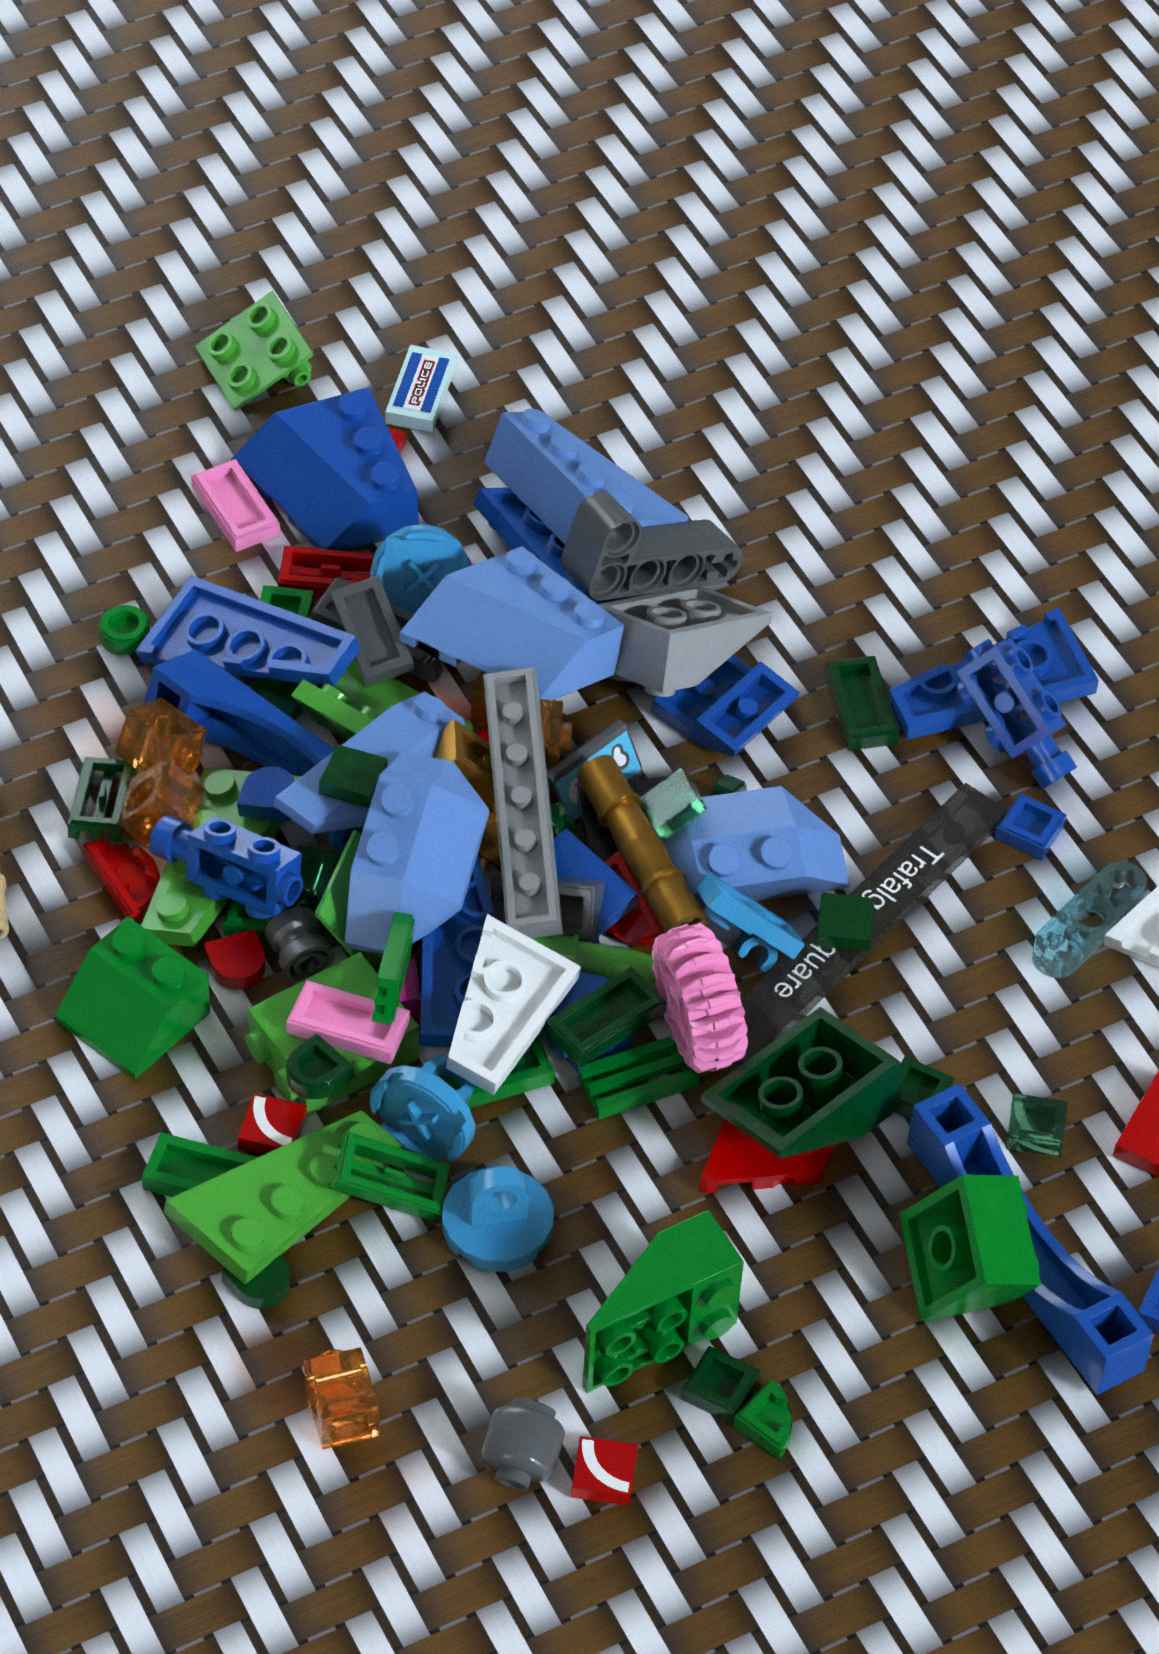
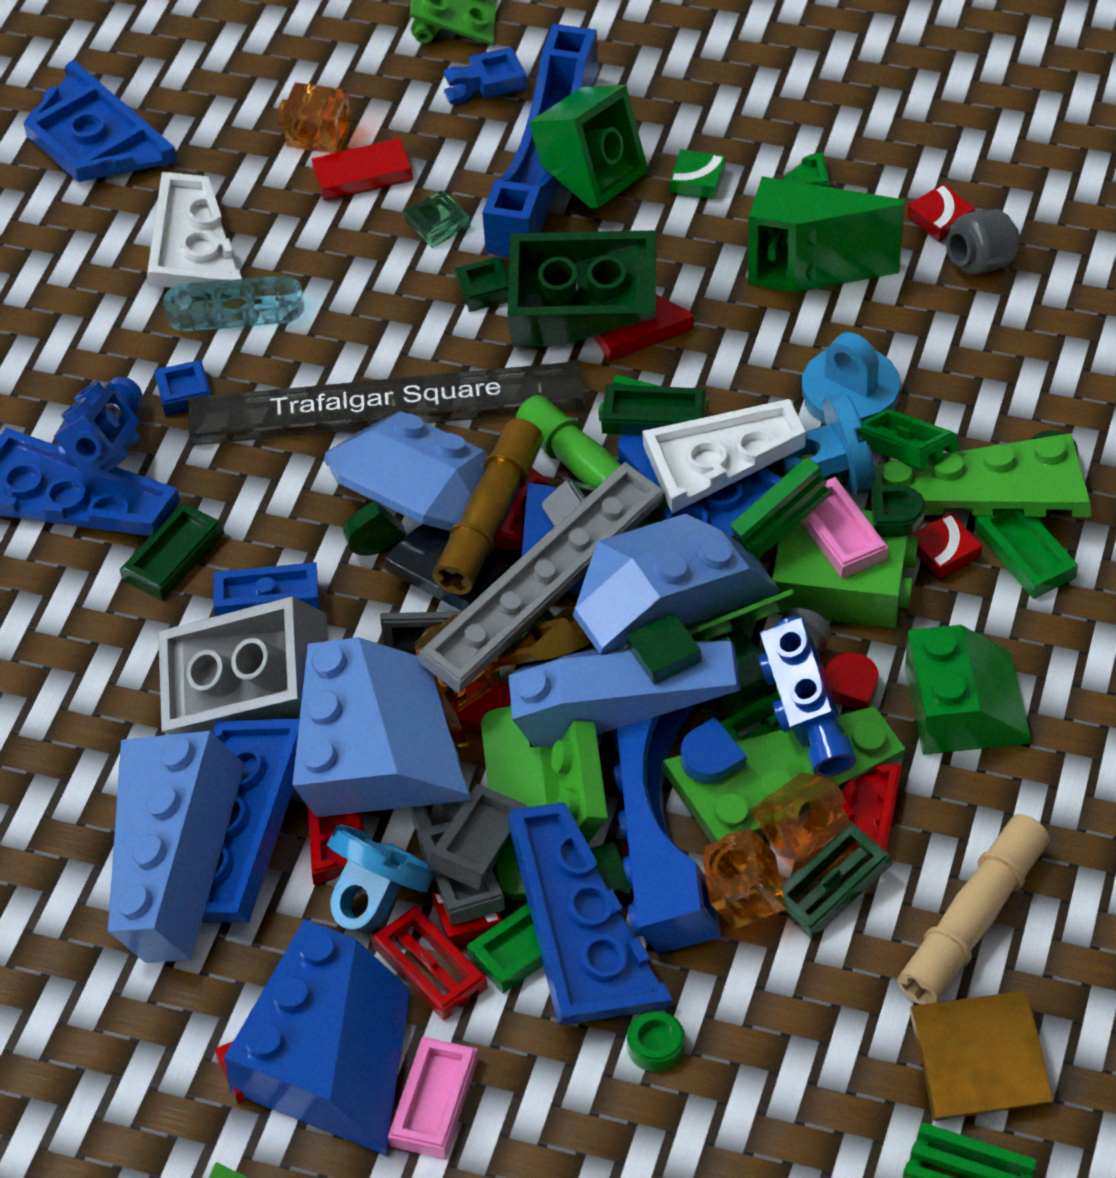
camera: 130 degrees left, 0 degrees up
(341, 1397) = (1074, 338): clear orange brick -> none
(421, 388) = (145, 1092): tile -> none
(621, 559) = (241, 710): dark grey beam -> none
(673, 804) = (436, 503): tile -> none
(700, 998) = (588, 352): bright pink gear -> none
(760, 926) = (472, 416): dark azure plate -> none
(845, 922) = (401, 389): dark green tile -> none
(869, 1343) = (697, 174): none -> green tile

